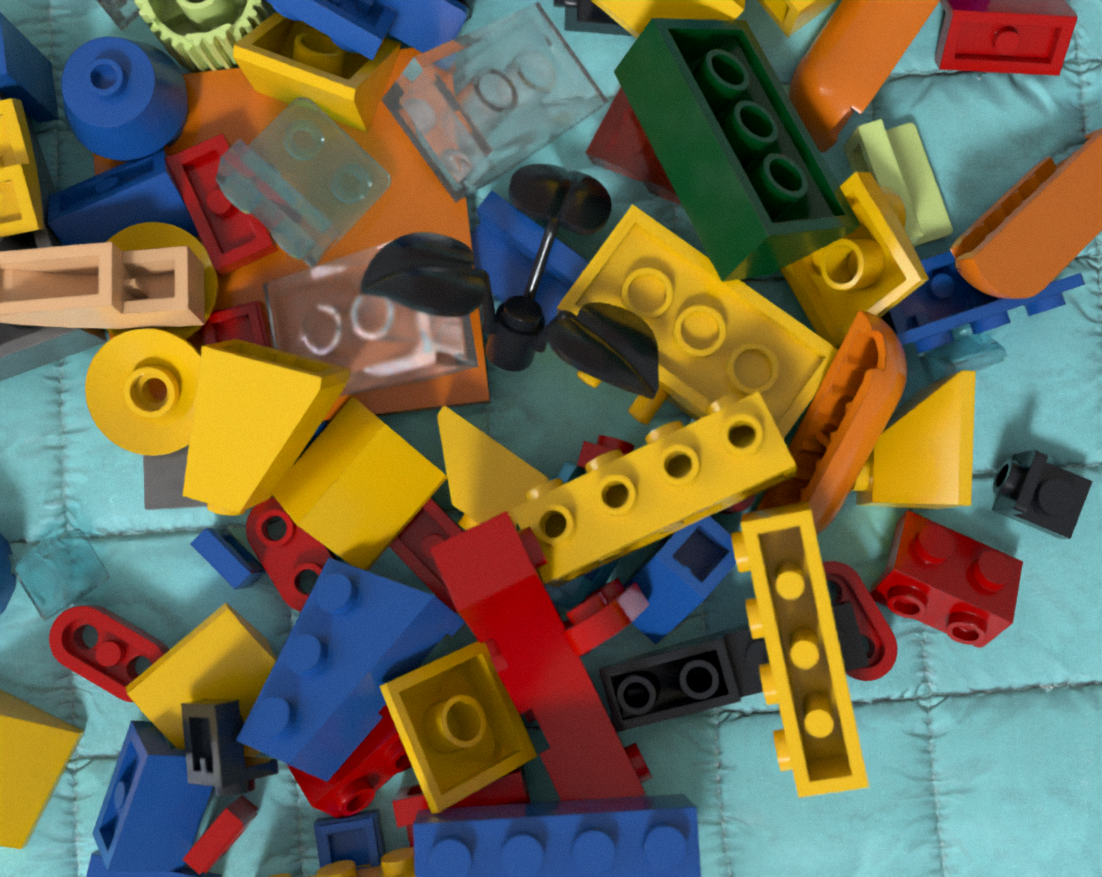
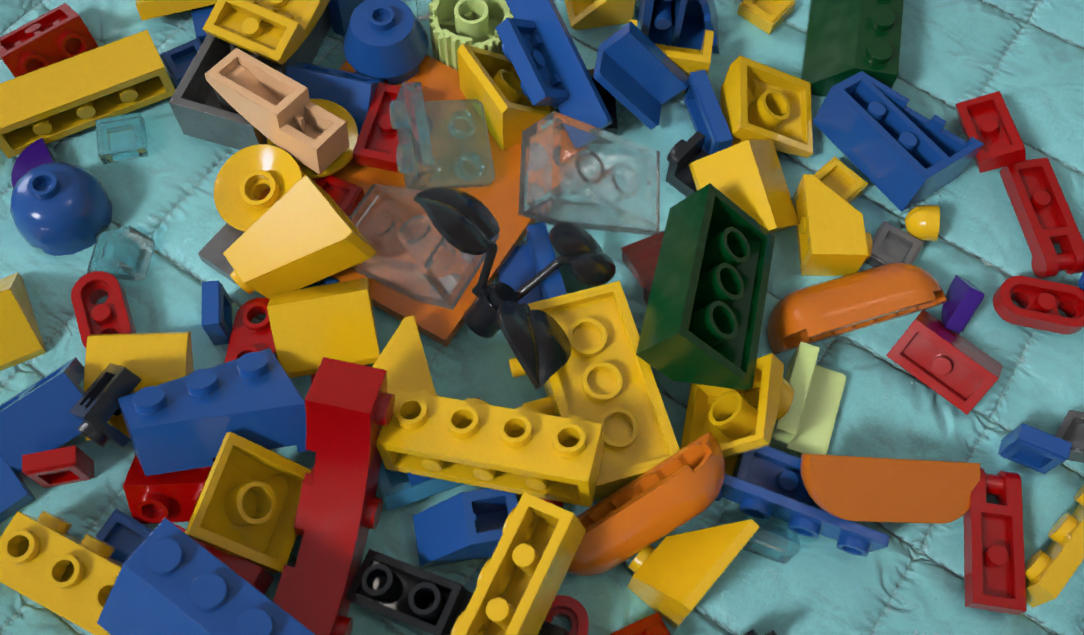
camera: 35 degrees right, 20 degrees down
(603, 615) = (395, 501): red plate -> none

